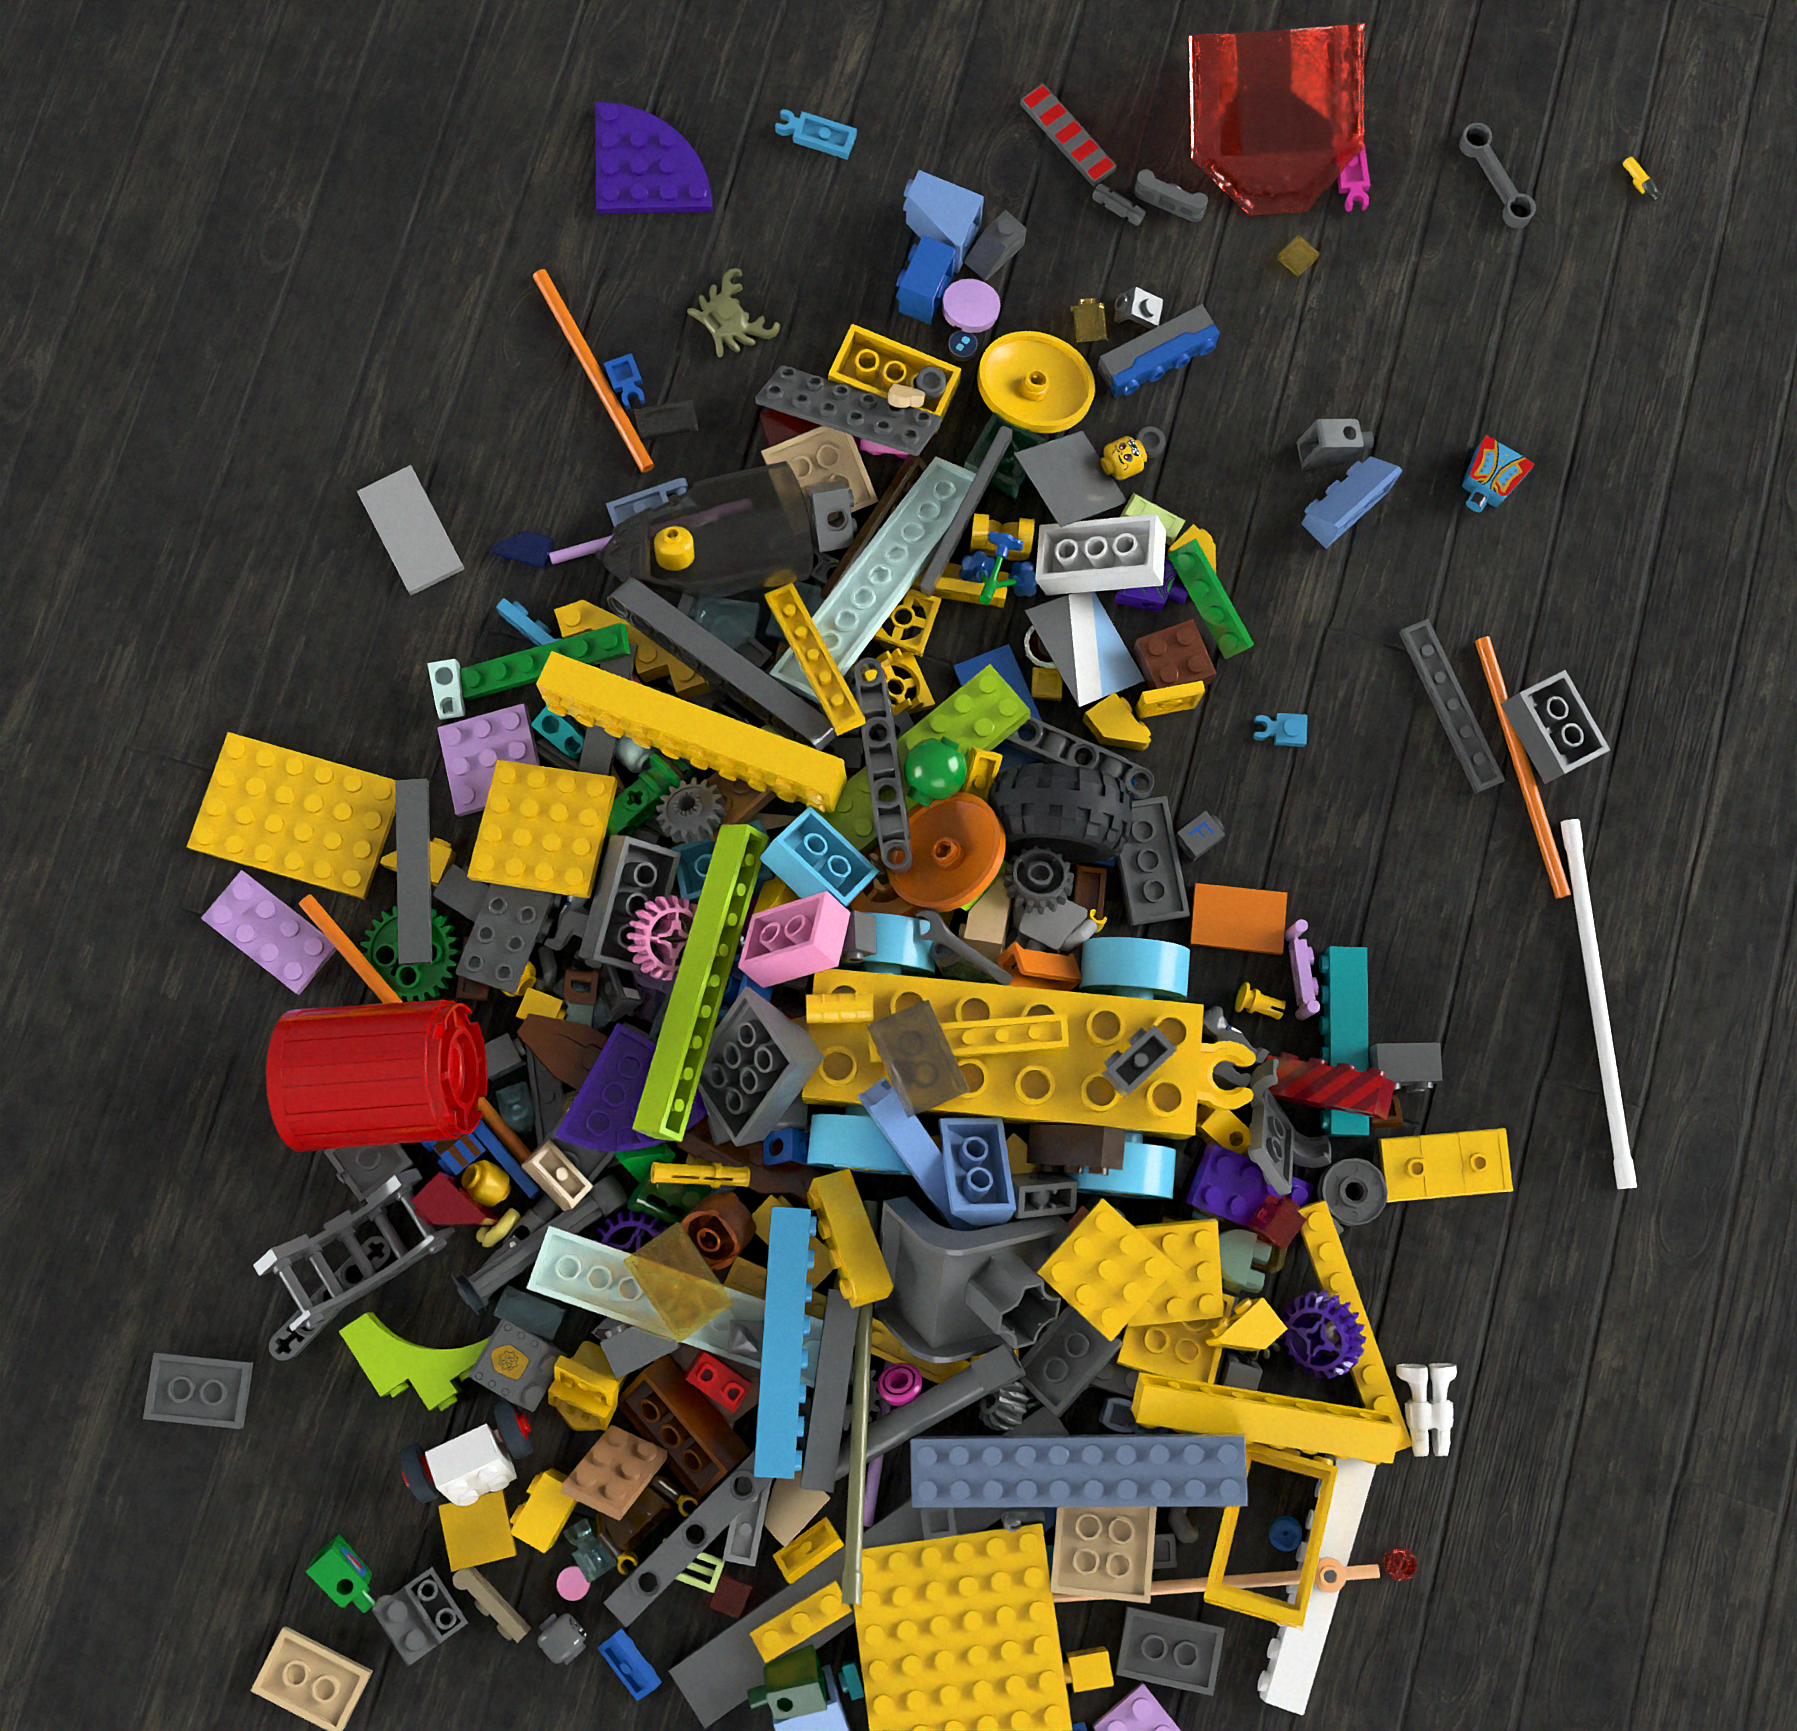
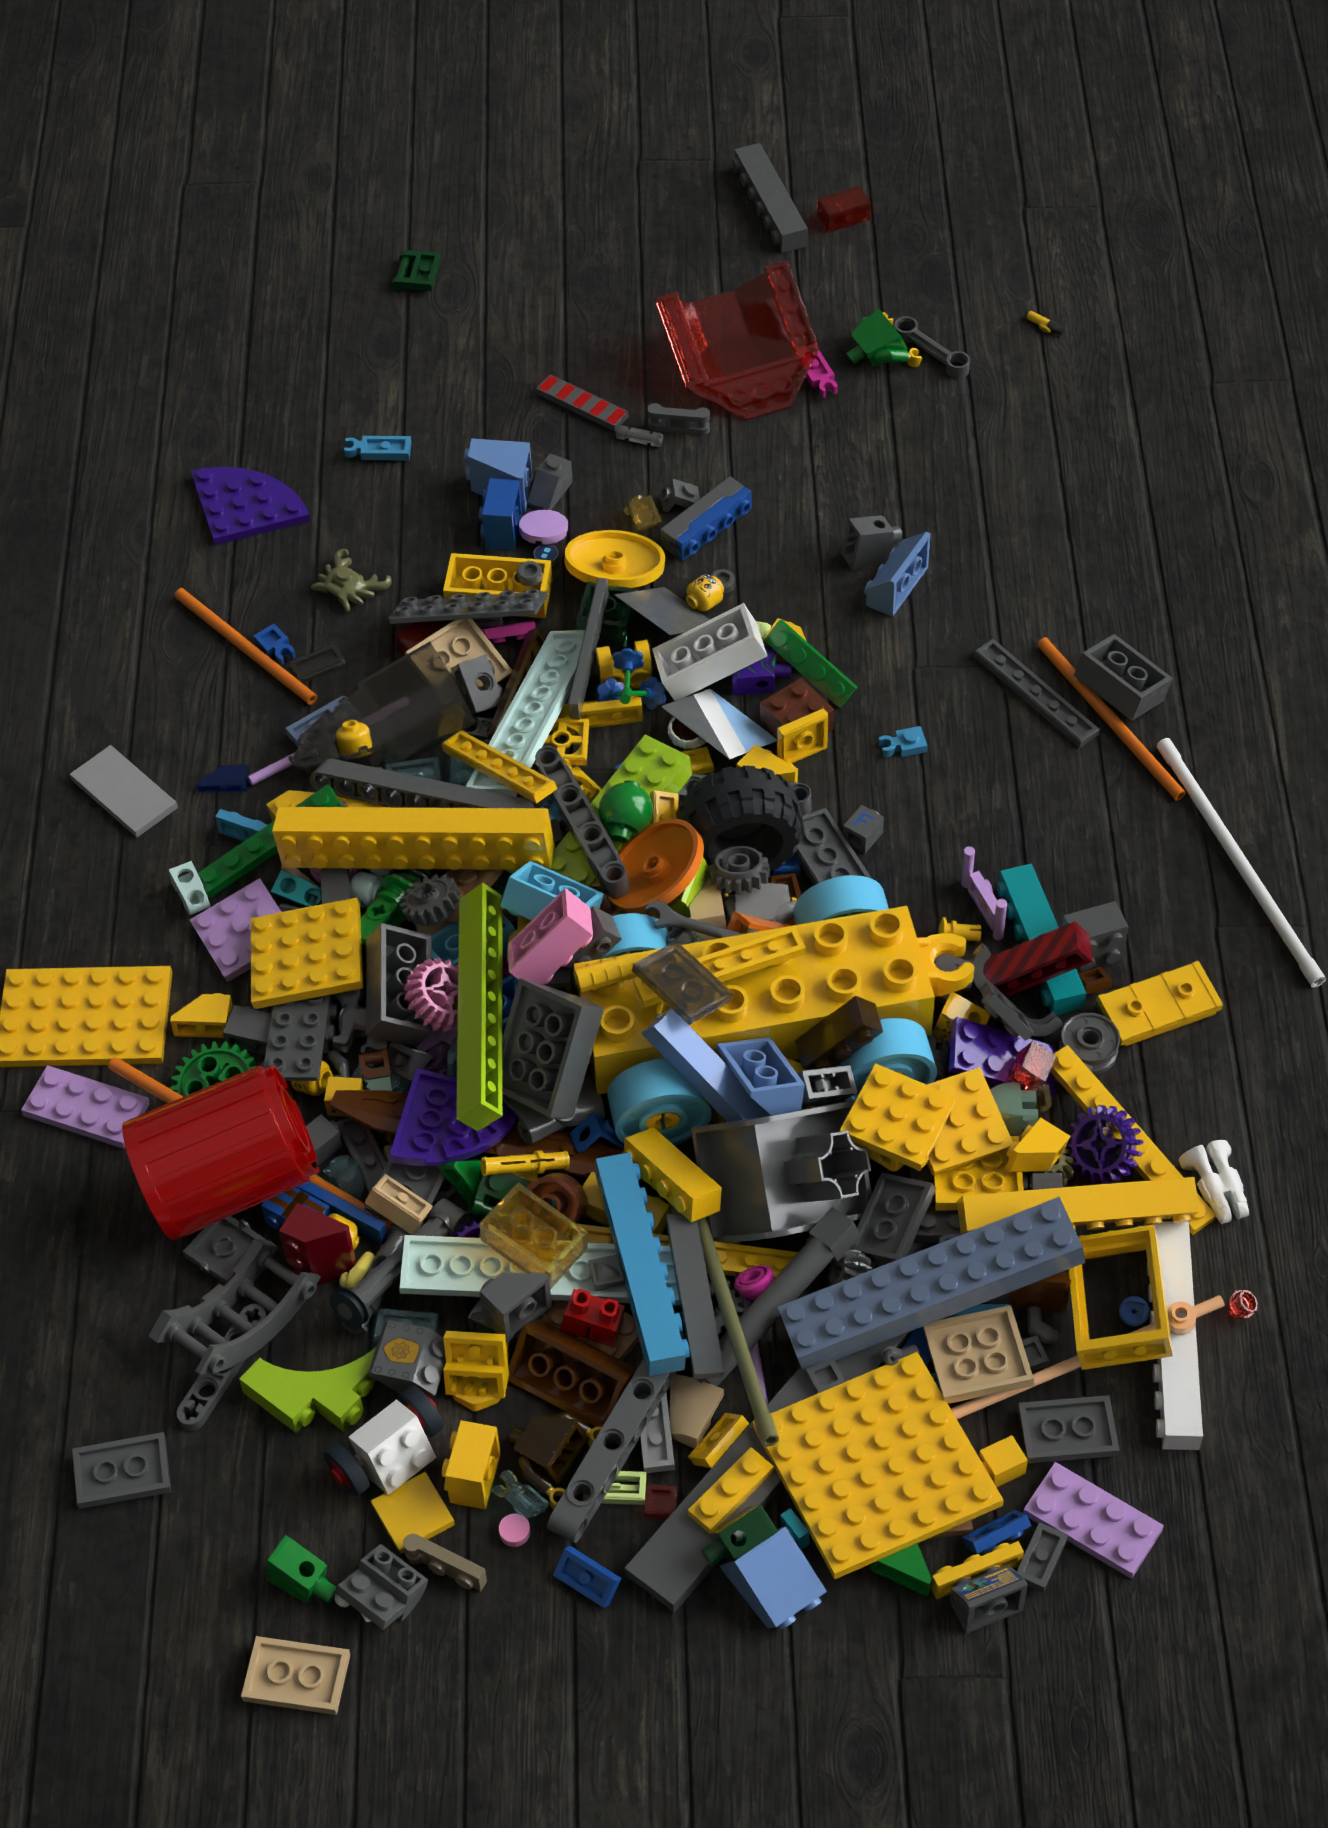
camera: 10 degrees left, 25 degrees down
(413, 872) = (202, 1015): dark grey tile -> none
(561, 1638) = (518, 1574): dark grey head -> none
(614, 1472) = (524, 1410): medium nougat plate -> none
(905, 396) = (514, 584): tan tile -> none
(1145, 1055) = (866, 940): dark grey brick -> none
(1238, 919) = (919, 879): orange tile -> none
(1298, 256) = (795, 434): clear yellow tile -> none
(1438, 153) = (880, 342): none -> green torso
(1493, 474) = (1007, 531): torso -> none

